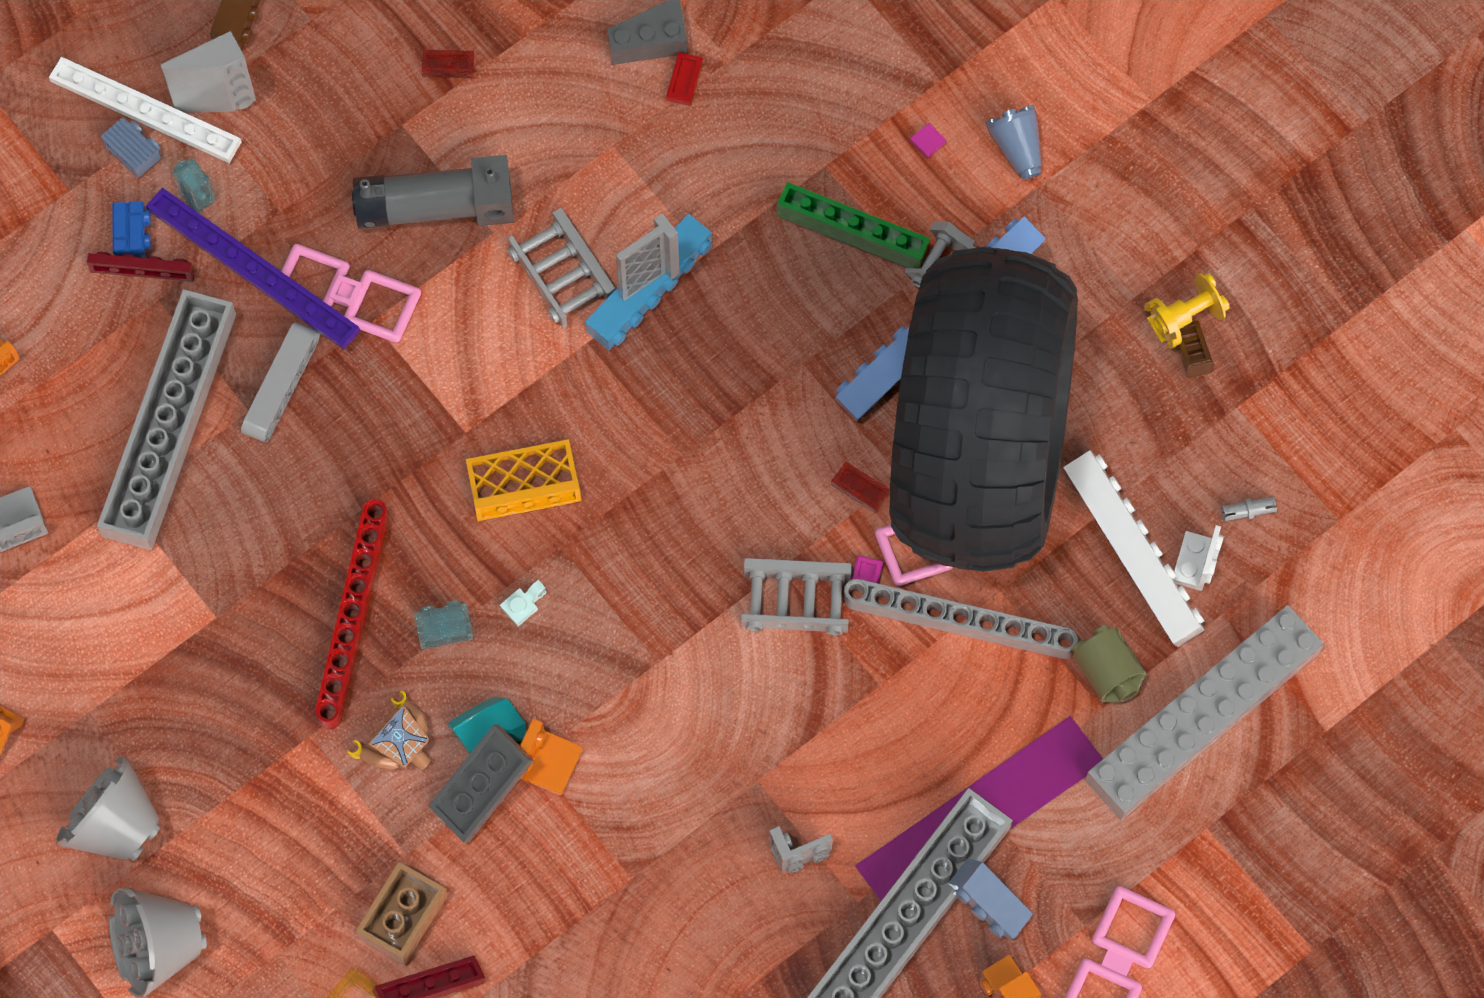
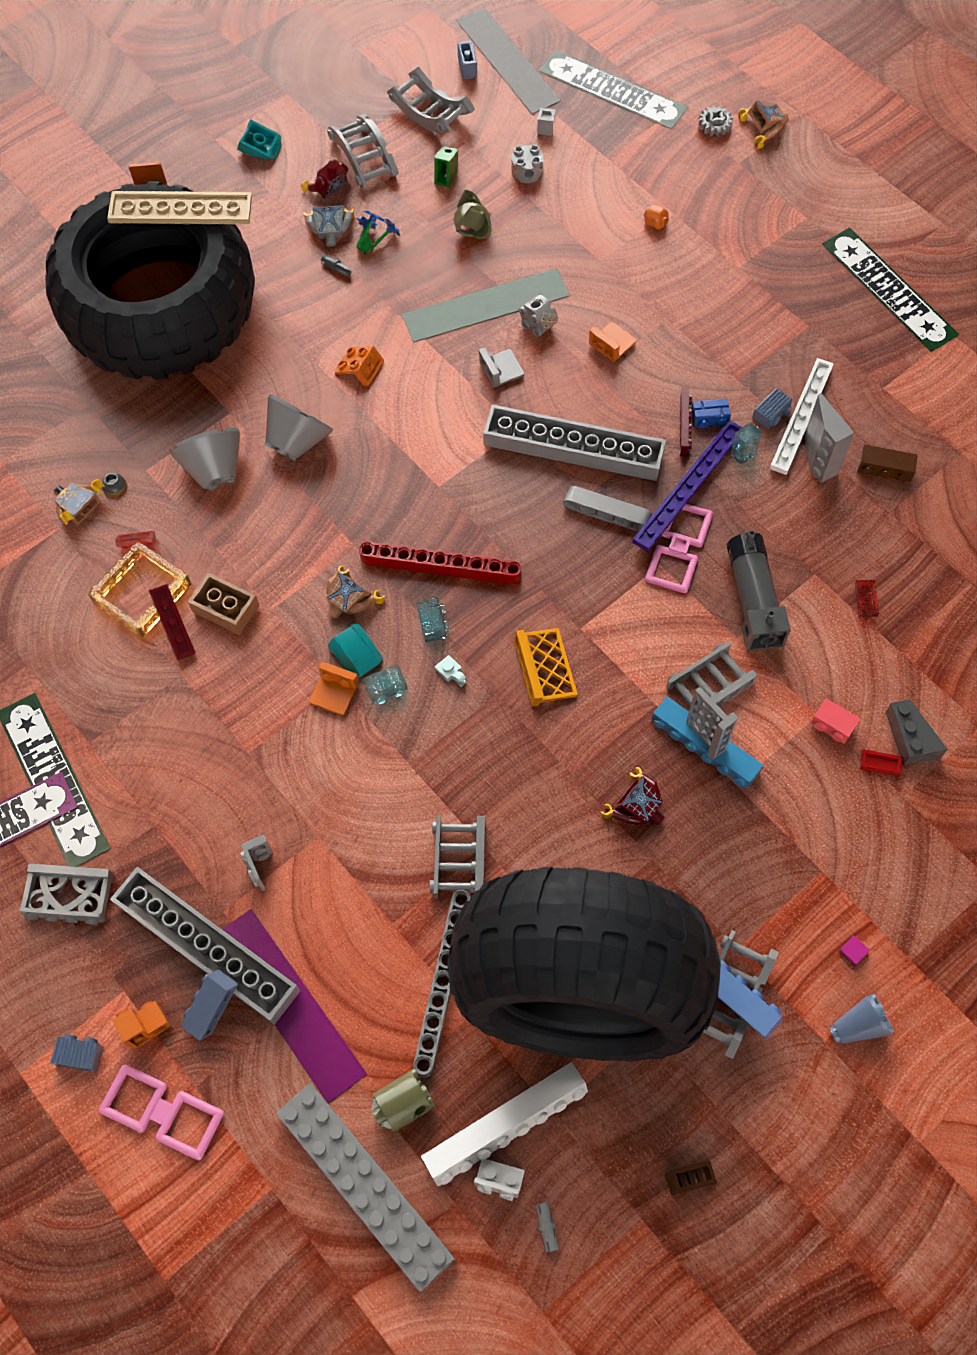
camera: 90 degrees right, 5 degrees down
(481, 783) = (311, 644): dark grey plate -> none
(541, 689) = (385, 684): none -> clear light blue brick
(629, 123) = (835, 721): none -> coral brick
(729, 368) = (638, 803): none -> dark red torso
(853, 226) = (767, 889): green brick -> none
(1169, 319) = (716, 1161): yellow piece -> none

